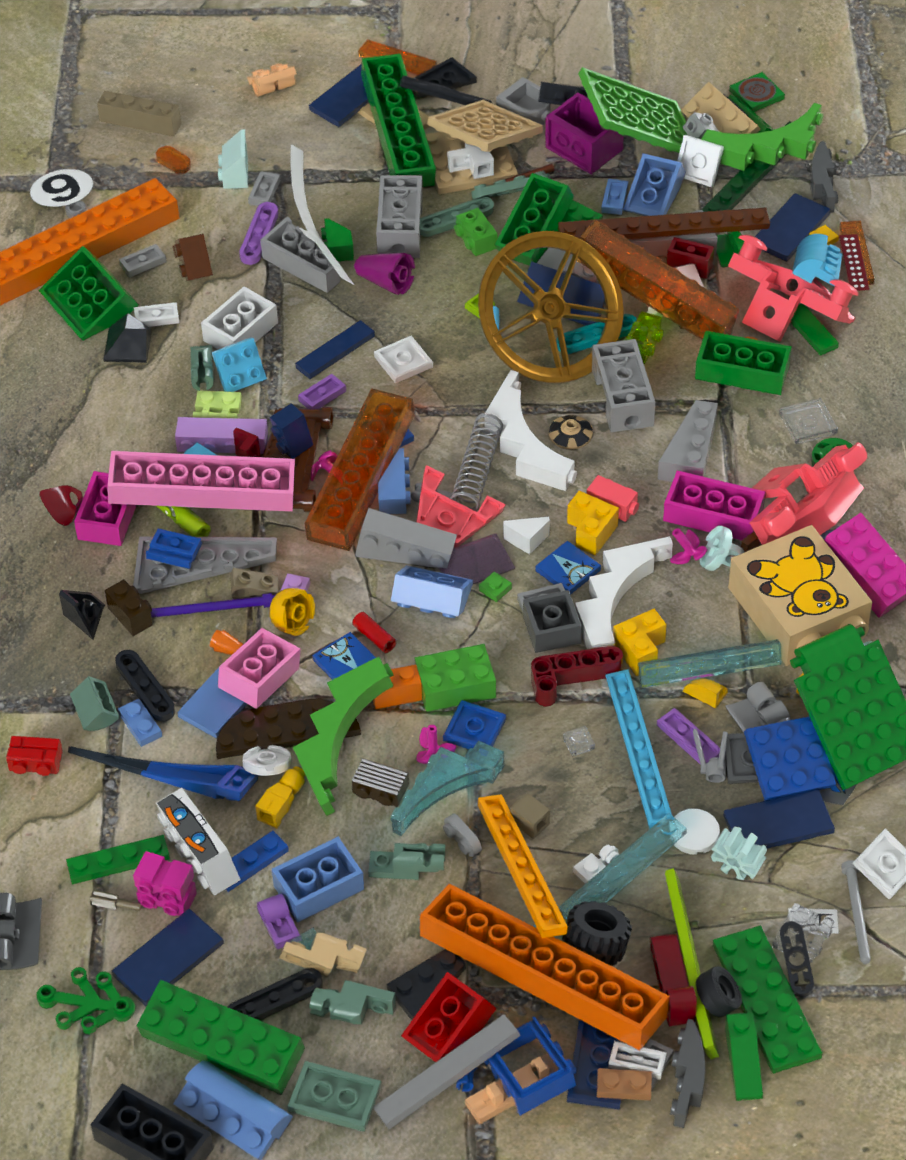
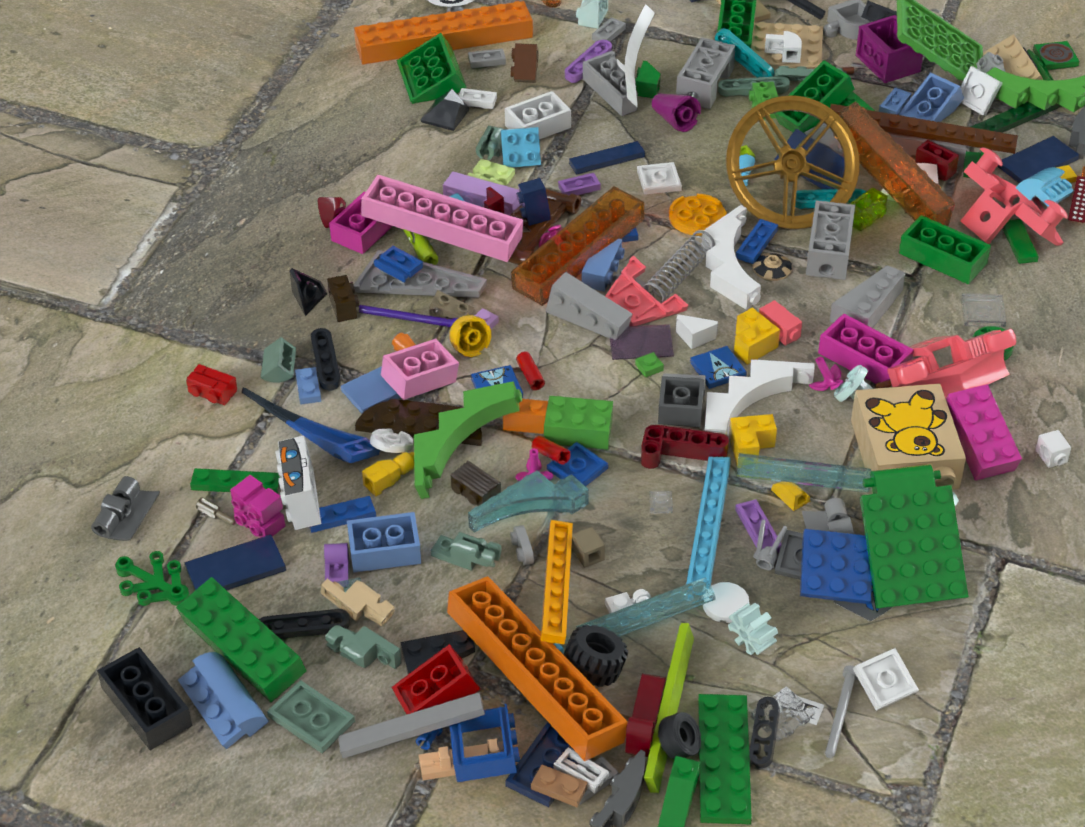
camera: 20 degrees right, 5 degrees down
(431, 591) = (592, 352): slope -> none
(435, 183) = (745, 55): none -> teal plate
(441, 718) = (551, 450): none -> red piece
(464, 392) = (695, 213): none -> light orange tile
(484, 125) = (807, 23): tan plate -> none
(543, 407) = (756, 241): none -> blue plate
(782, 819) = (809, 616): dark blue tile -> none

